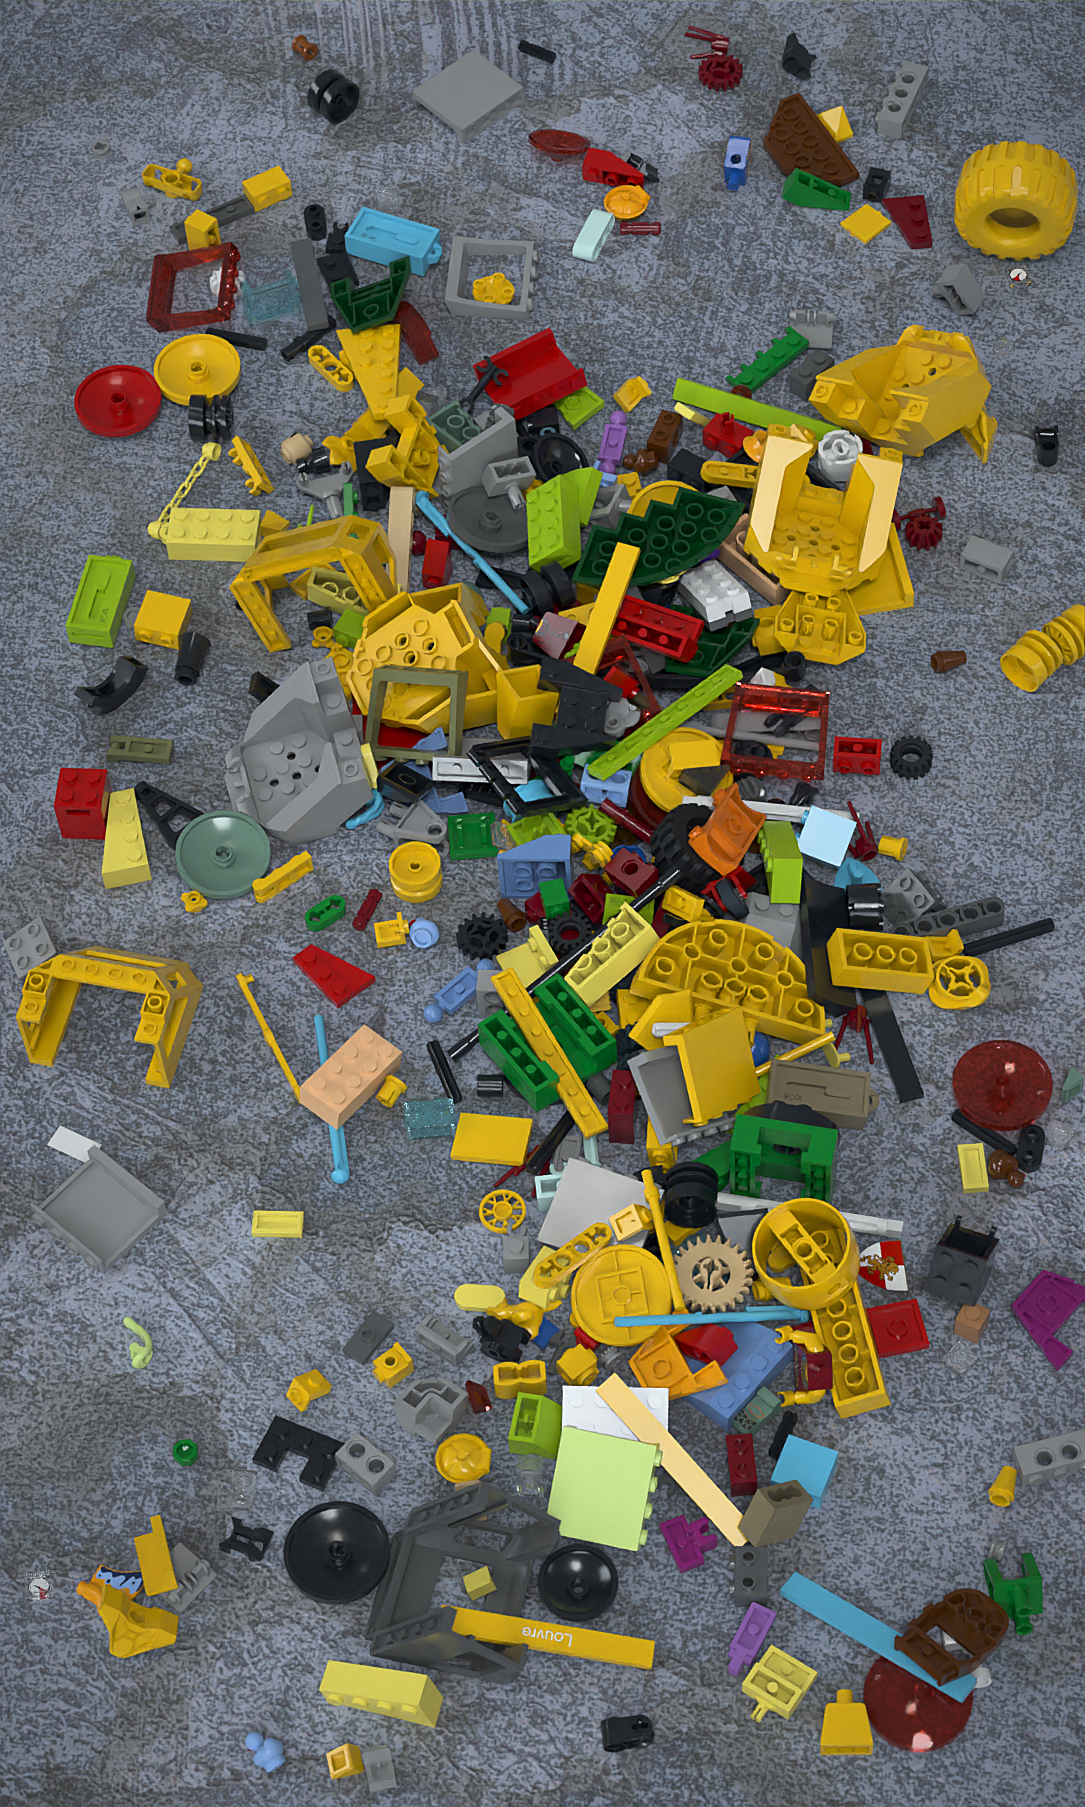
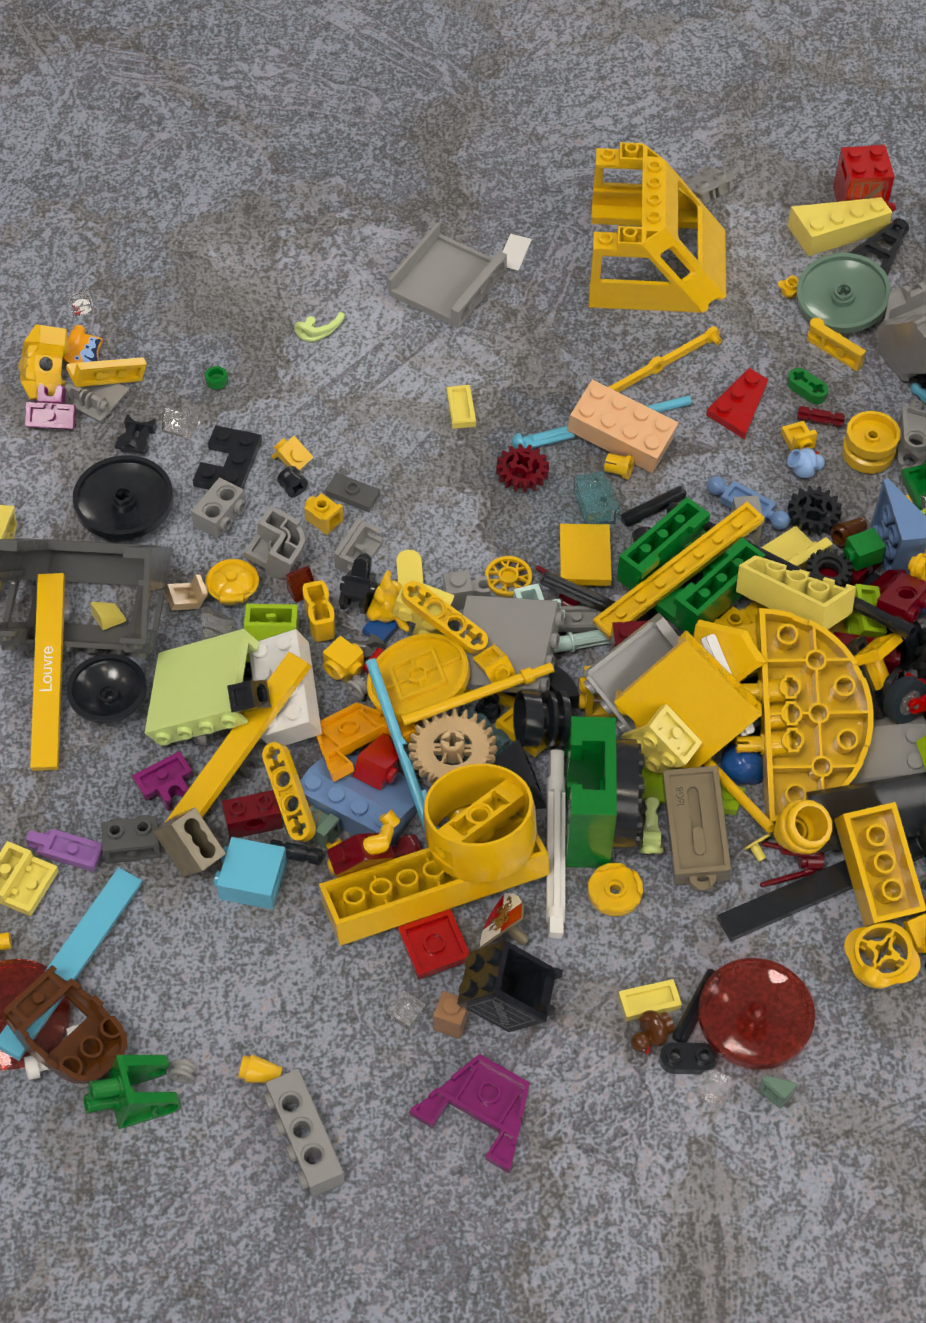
camera: 75 degrees right, 0 degrees up
(197, 1621) = (50, 410): none -> plate
(346, 1390) = (292, 481): none -> black wheel
(364, 1177) = (522, 468): none -> dark red gear
(644, 1428) = (249, 696): none -> black brick
(732, 1422) = (285, 793): none -> yellow beam
(745, 1088) = (665, 741): none -> light yellow bracket
(844, 1007) = (803, 827): none -> yellow piece
(864, 1164) = (616, 877): none -> yellow plate

